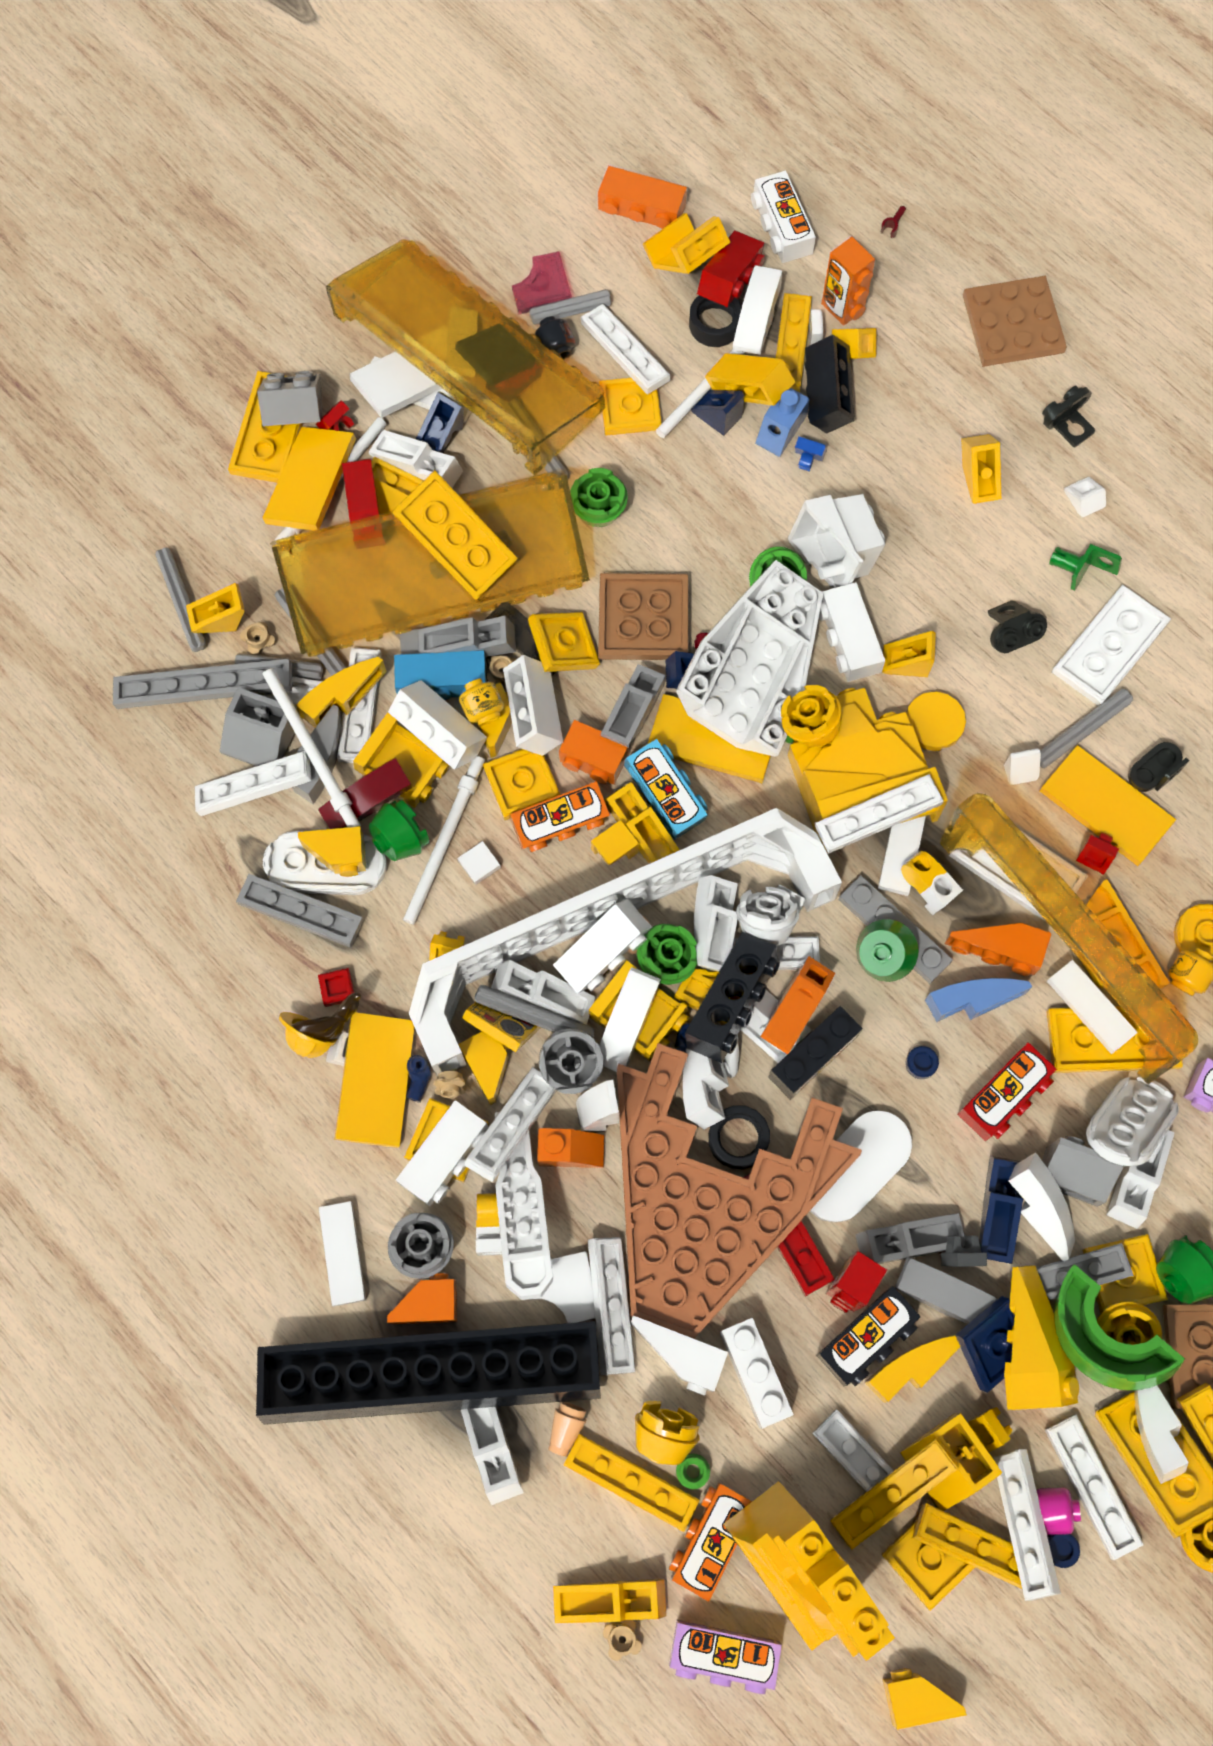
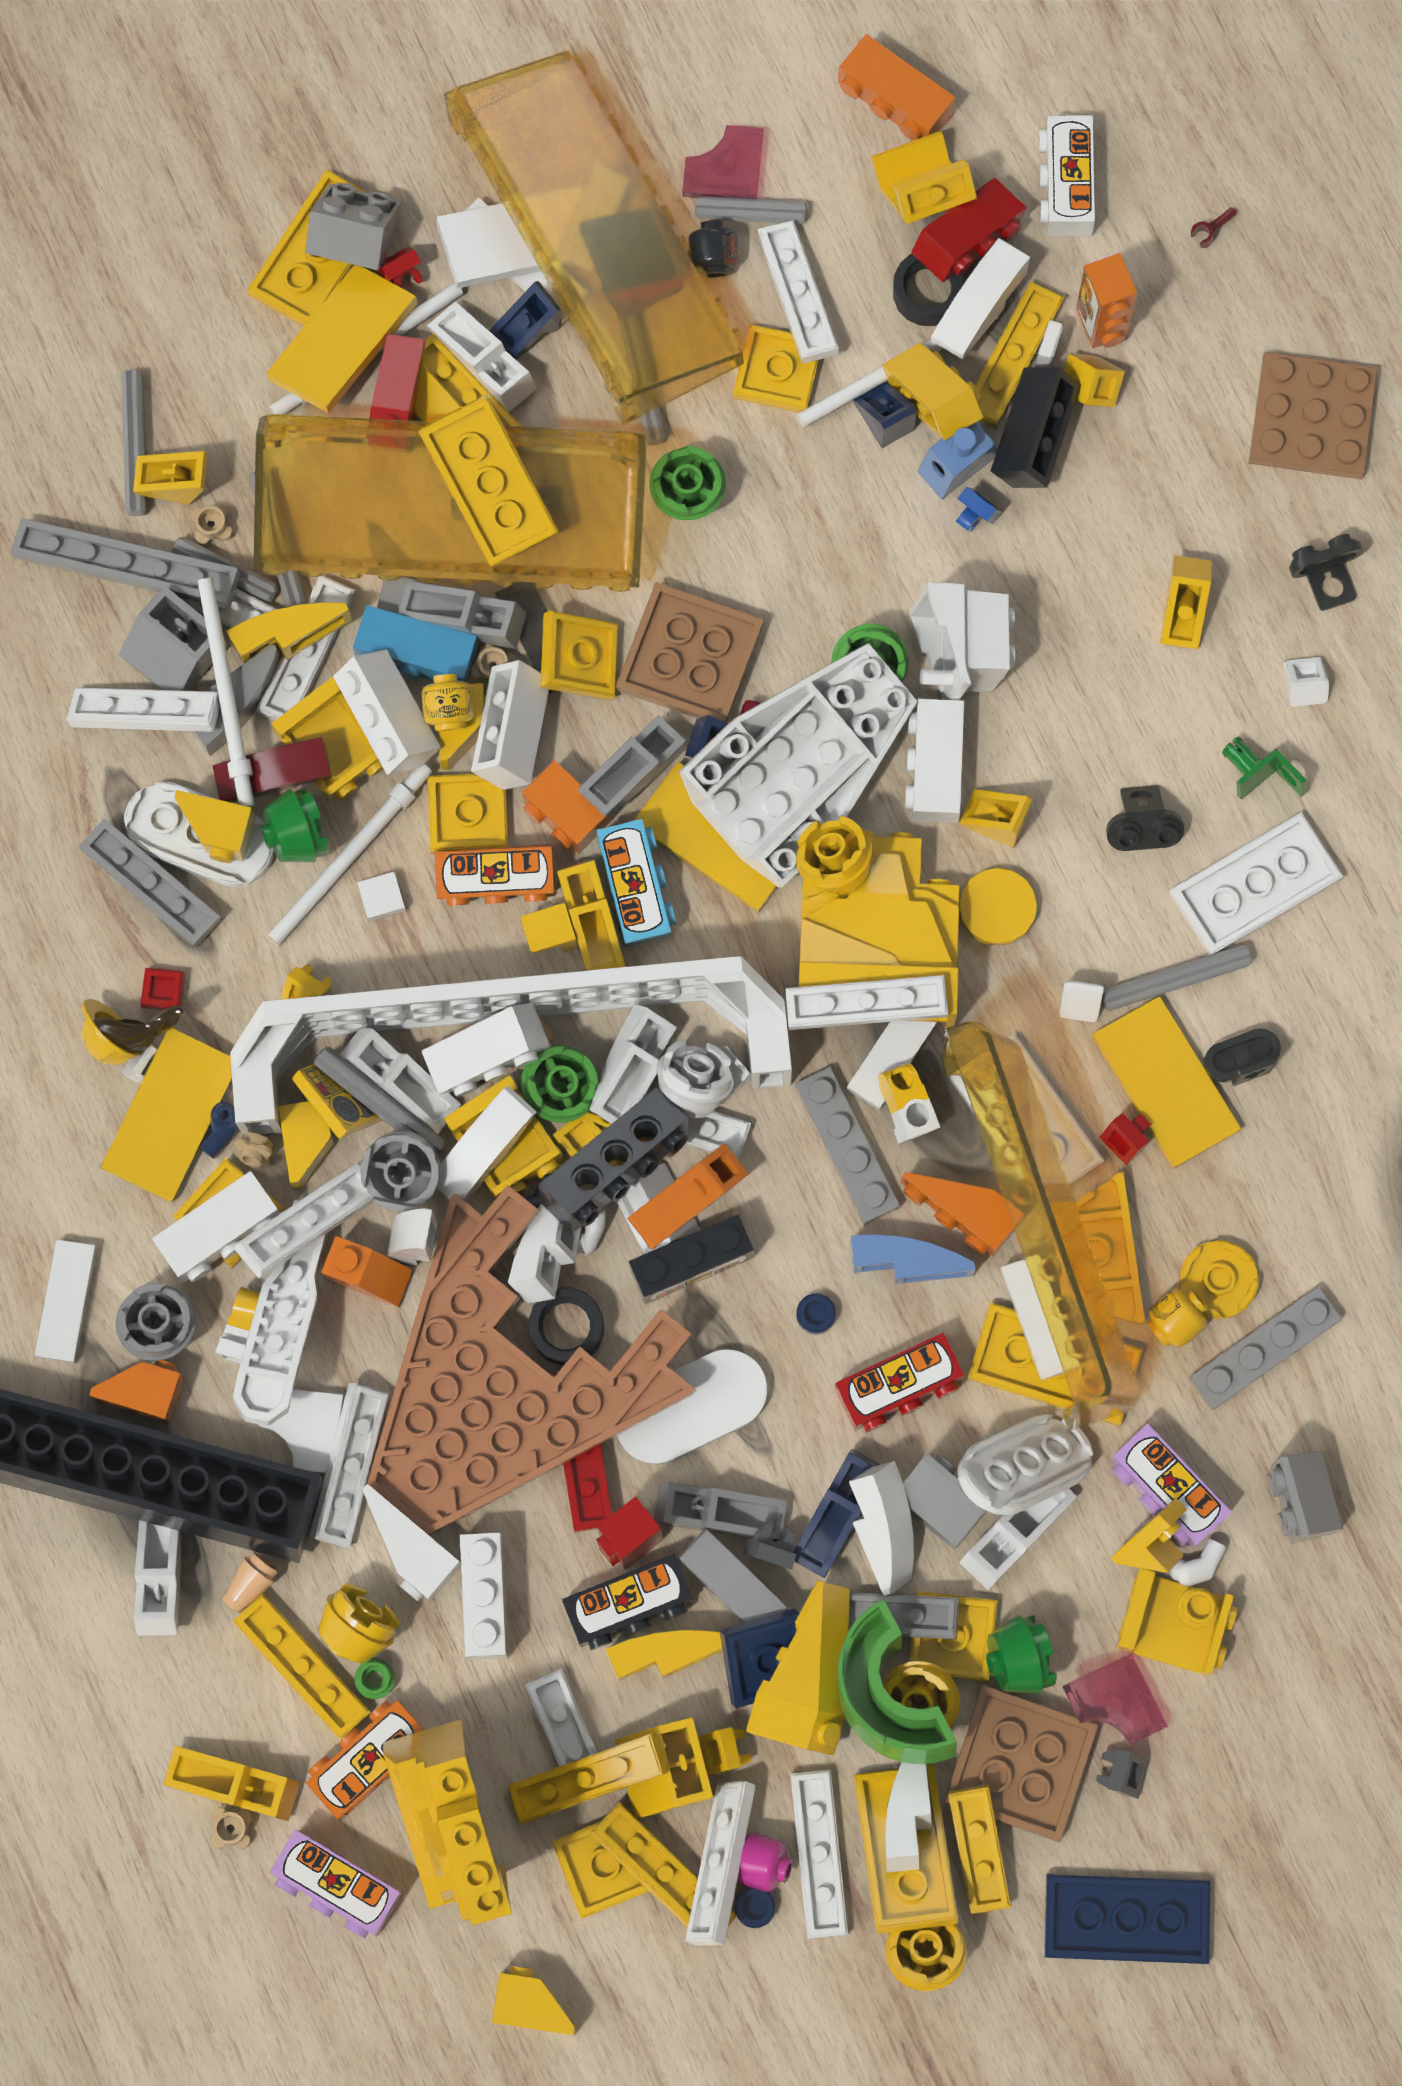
camera: 20 degrees right, 5 degrees up
(887, 950) = (822, 1167): cone -> none

